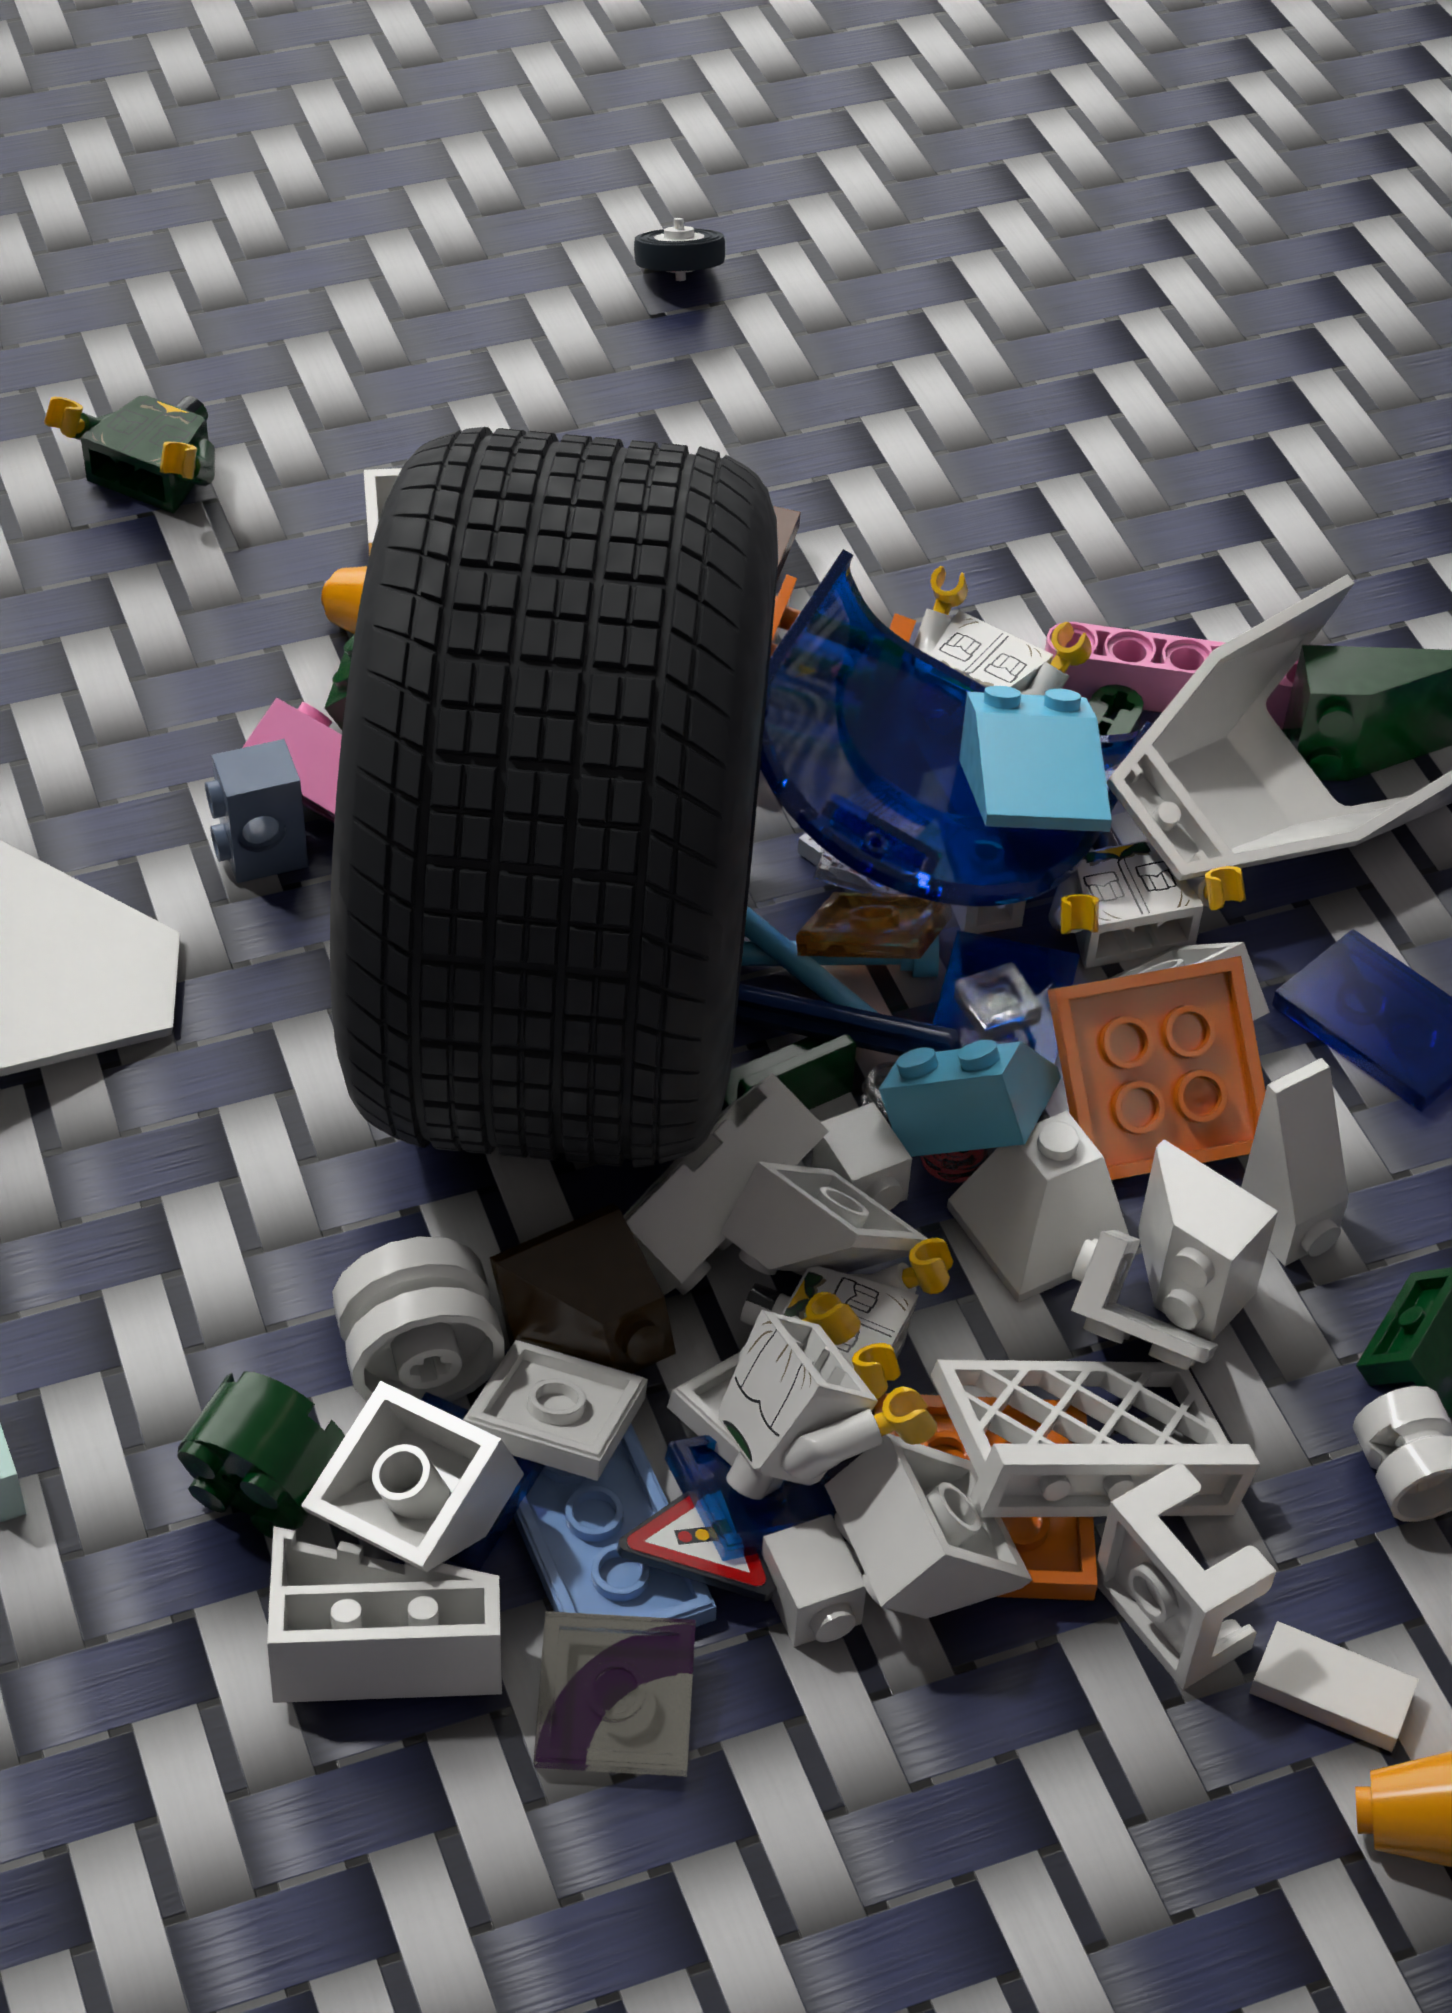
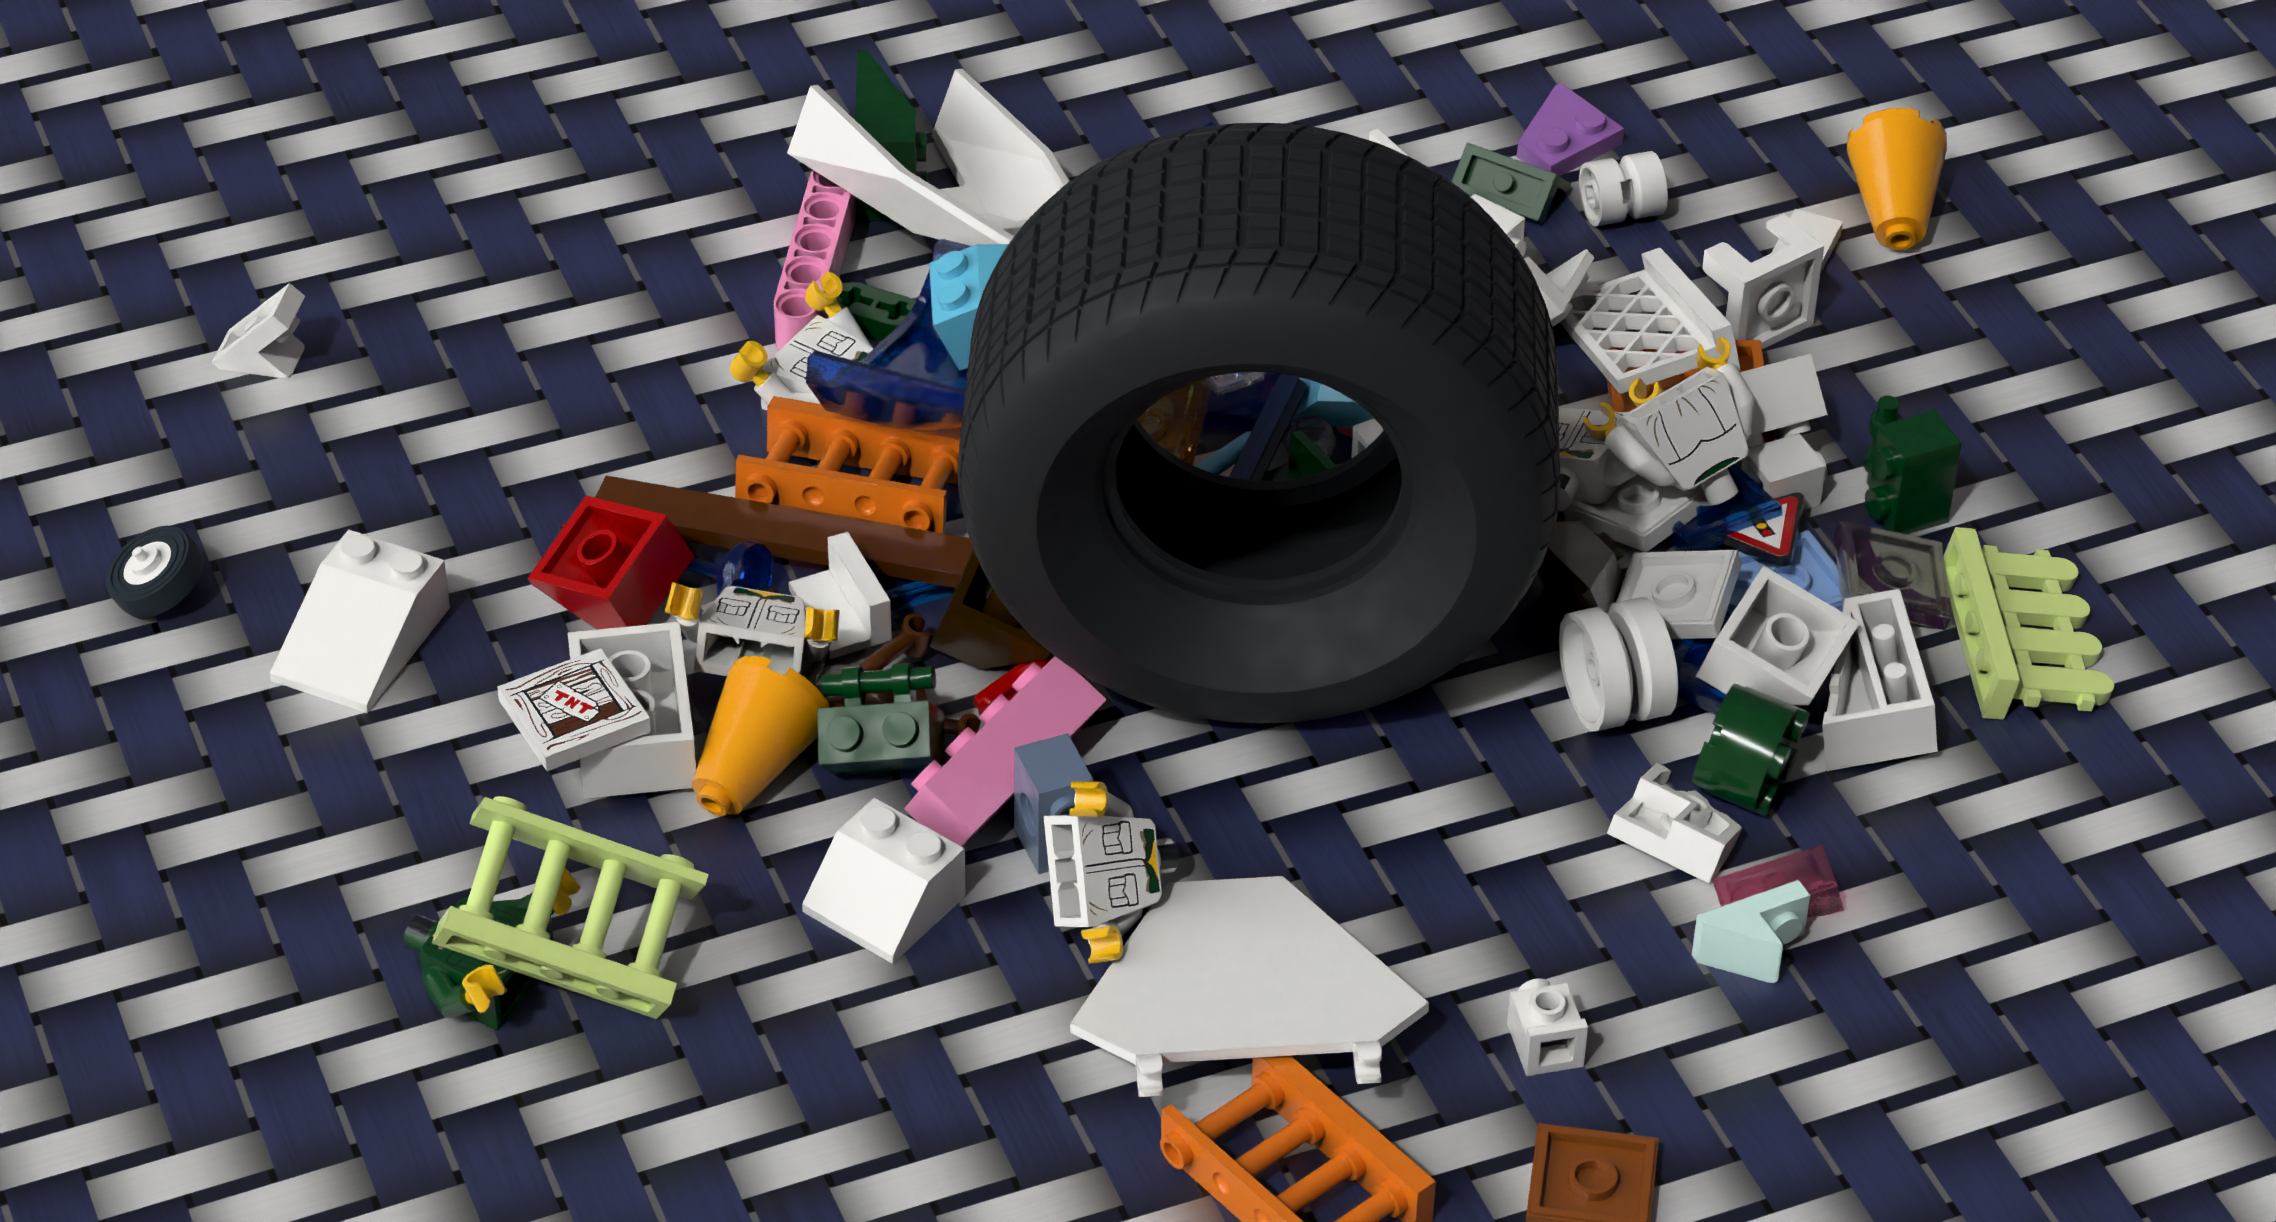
camera: 90 degrees left, 5 degrees down
(61, 1500) = (1807, 866): none -> clear pink slope
(96, 447) = (528, 945): none -> yellowish green fence
(152, 842) = (1104, 867): none -> white torso
(175, 1389) = (1675, 826): none -> white slope
(204, 713) = (886, 881): none -> white slope
(382, 446) = (574, 709): none -> white tile
(465, 1794) = (2002, 650): none -> yellowish green fence
(615, 376) = (362, 620): none -> white slope
(789, 1709) = (1910, 468): none -> dark green brick
(1016, 307) = (264, 338): none -> white slope

